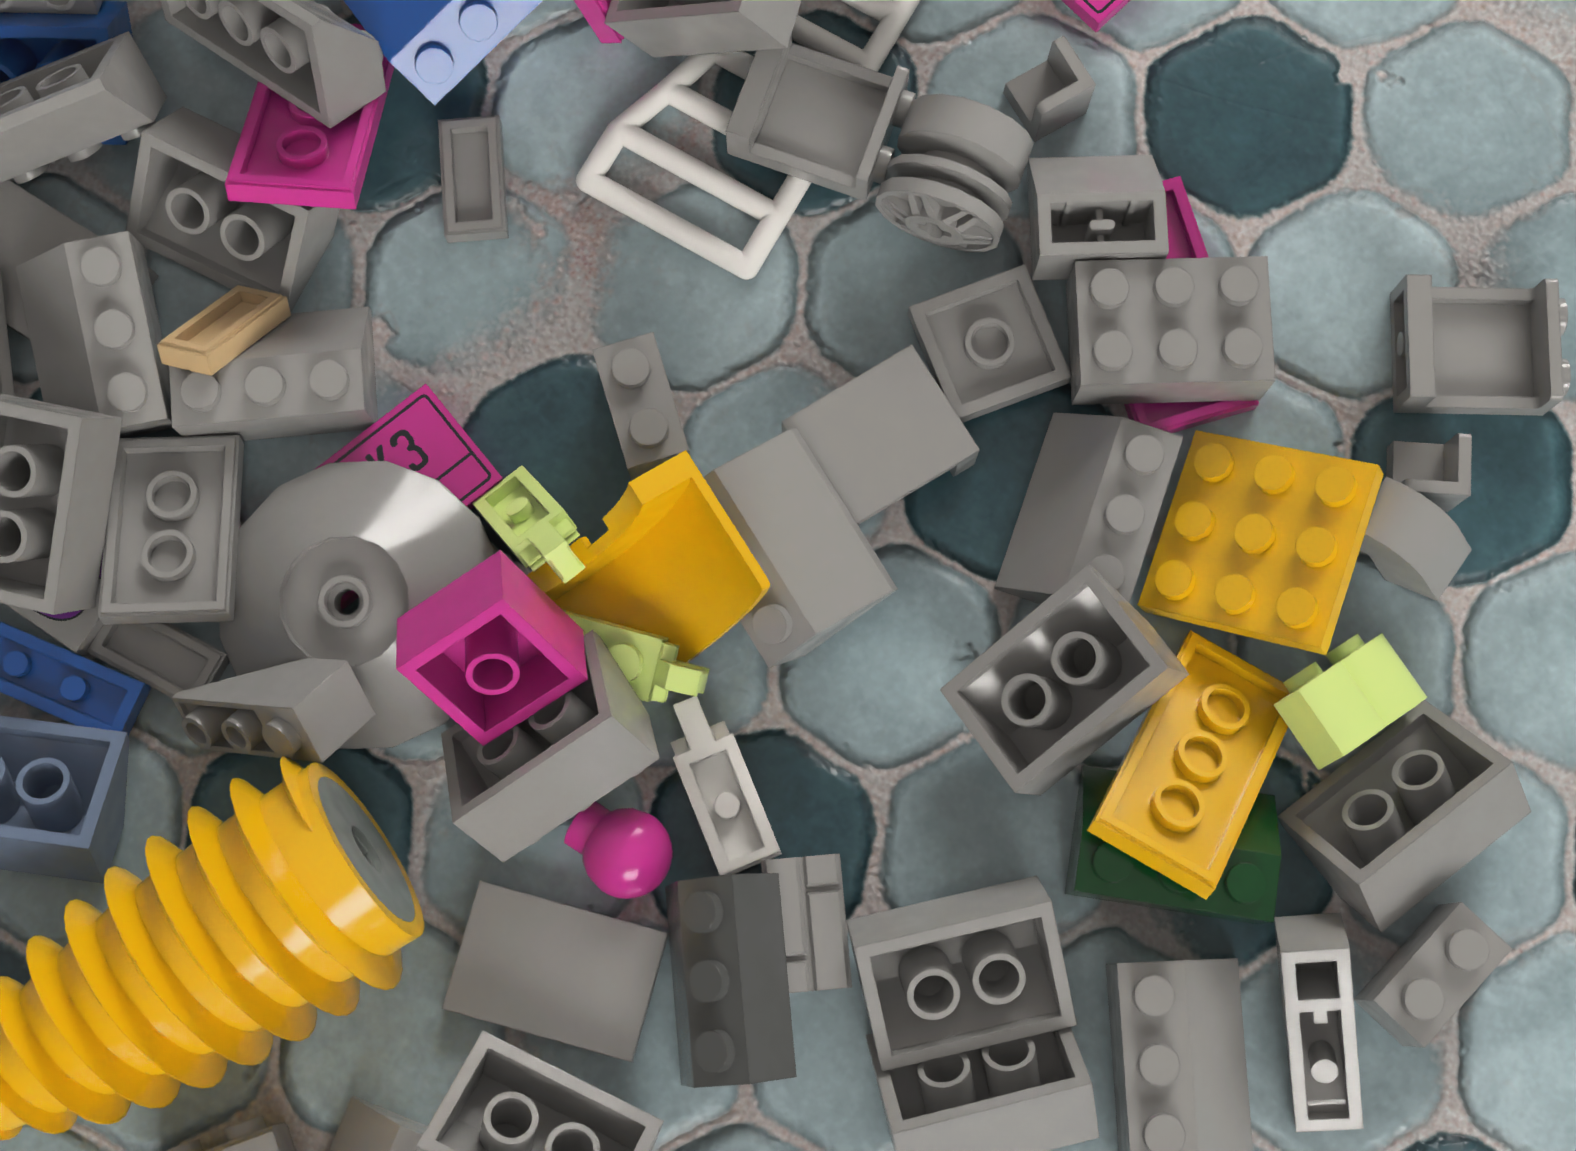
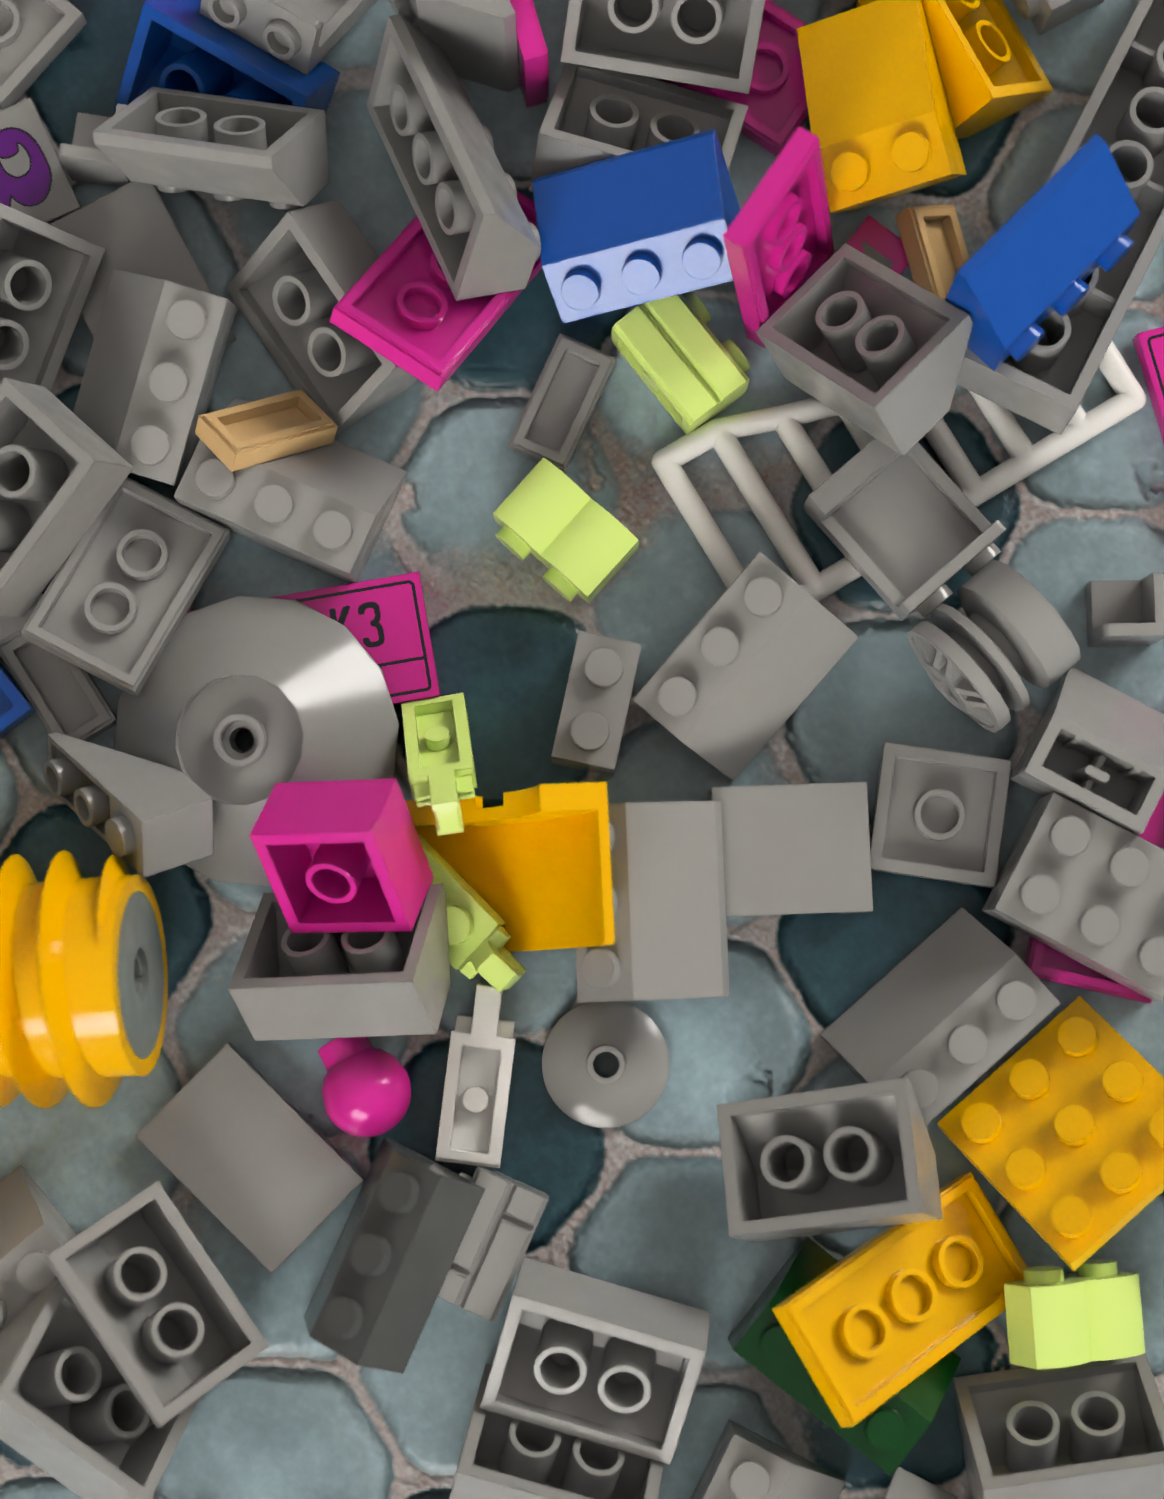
camera: 25 degrees right, 5 degrees up
(534, 281) = (565, 532): none -> yellowish green brick
(553, 84) = (682, 358): none -> yellowish green brick
(753, 305) = (745, 667): none -> light grey slope
(818, 748) = (599, 1029): none -> light grey dish

